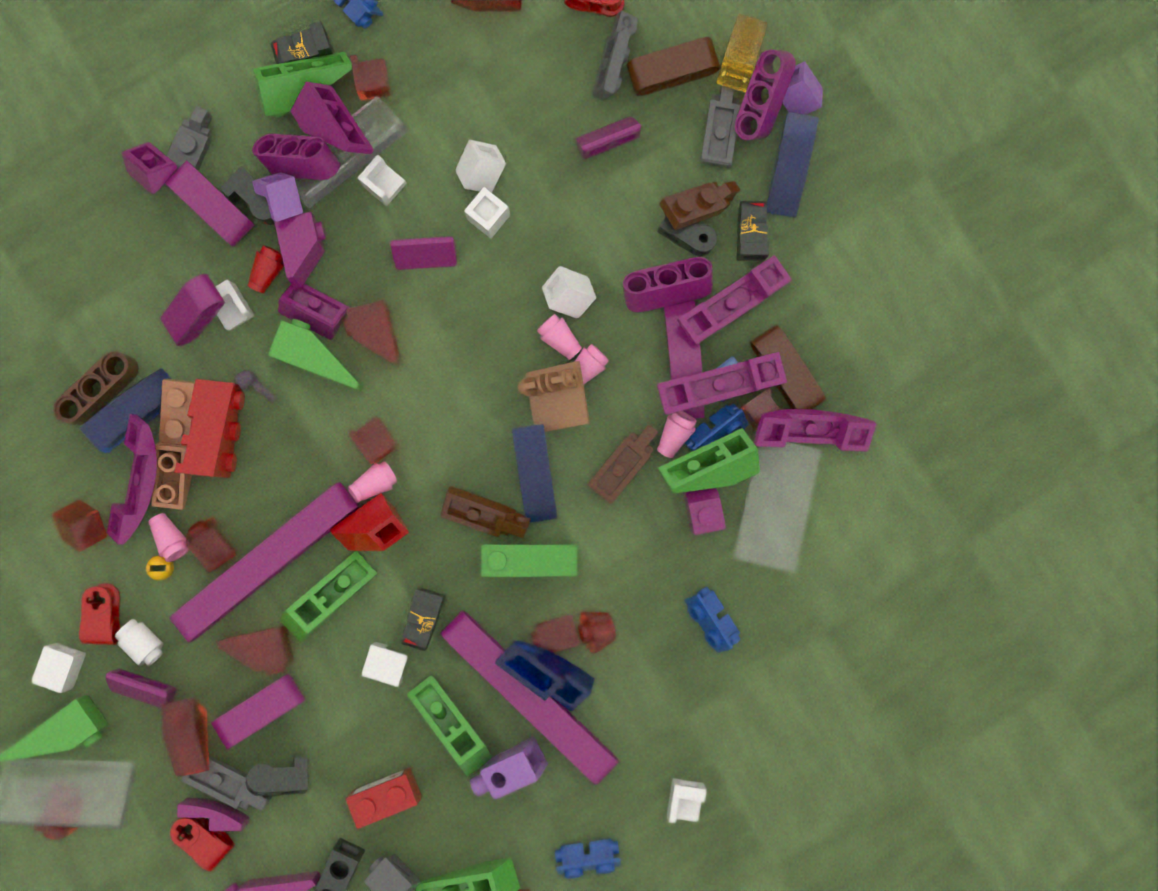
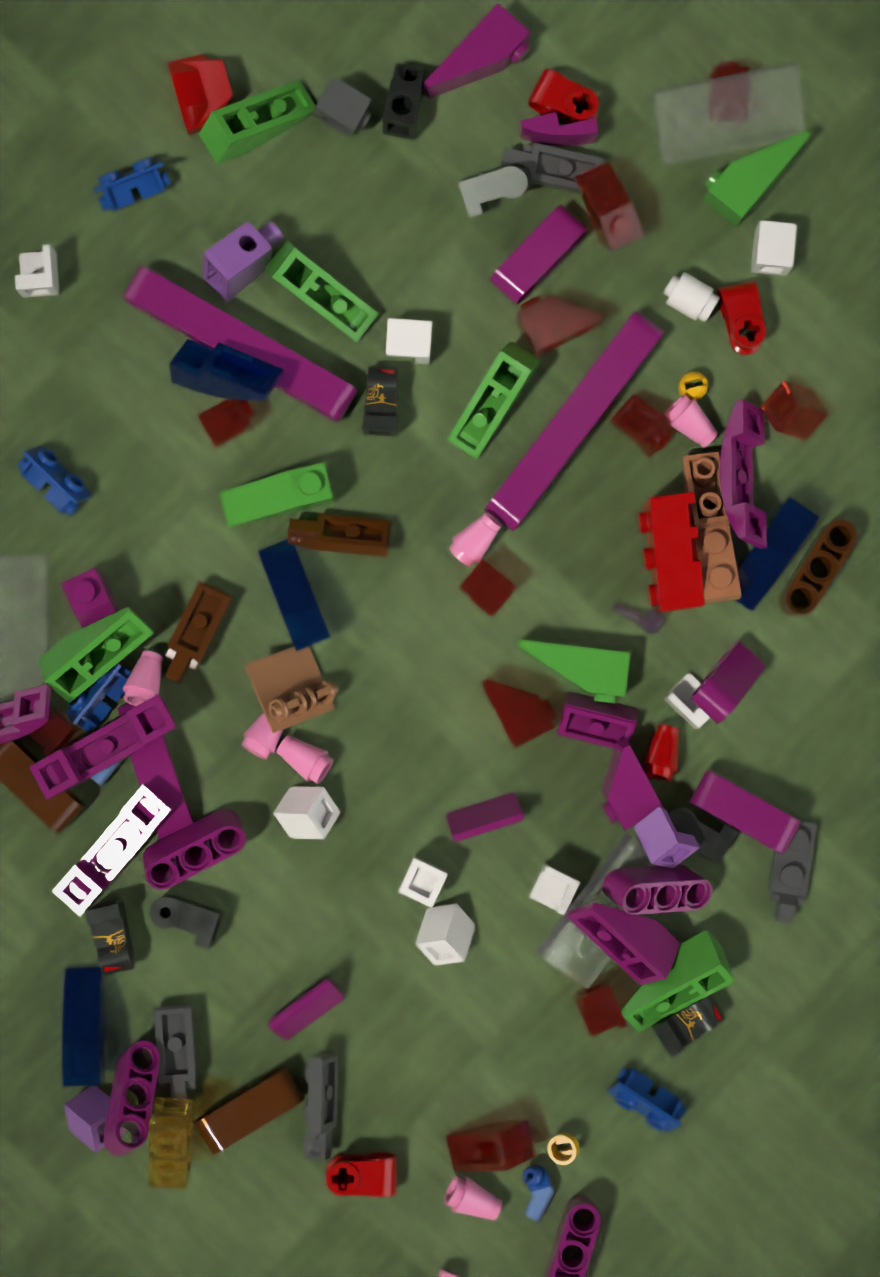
camera: 165 degrees right, 0 degrees up
(140, 687) = (677, 248): magenta slope -> none
(148, 166) = (826, 838): magenta slope -> none
(371, 527) = (463, 488): red slope -> none
(383, 798) = (373, 194): red brick -> none
(596, 630) = (182, 435): clear red piece -> none
(698, 203) = (180, 951): reddish brown hinge -> none

